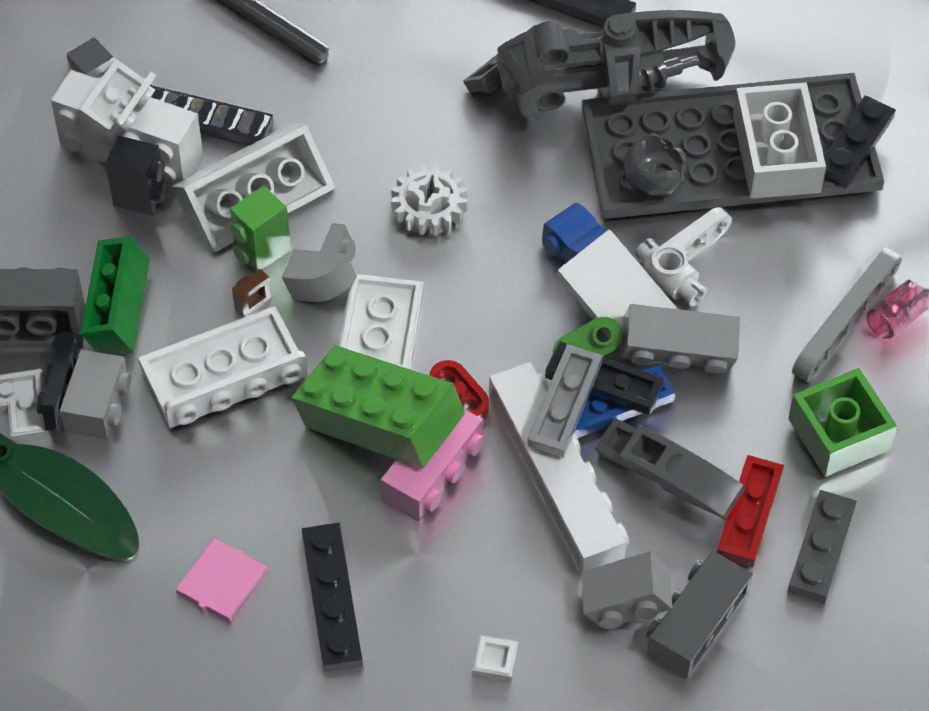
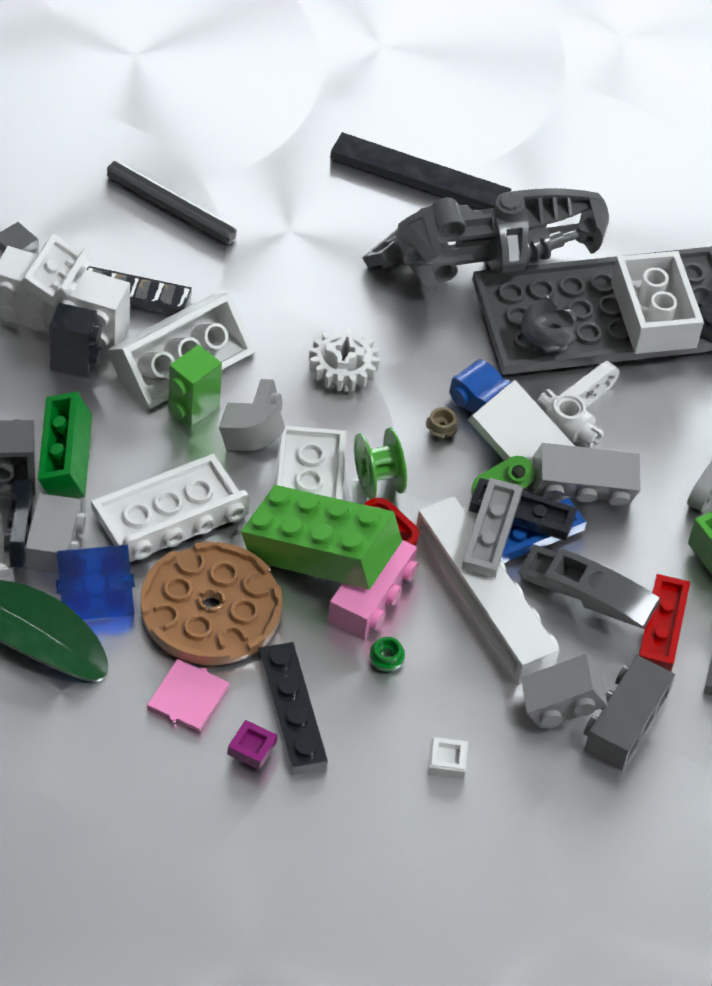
camera: 10 degrees left, 5 degrees down
(132, 450) = (96, 582): none -> clear blue plate
(251, 292) = (190, 442): reddish brown plate -> none
(260, 511) = (224, 633): none -> medium nougat plate
(282, 638) = (252, 744): none -> magenta plate
(437, 530) = (387, 646): none -> green plate
(453, 322) = (380, 463): none -> bright green piece
(533, 267) = (442, 422): none -> dark tan plate

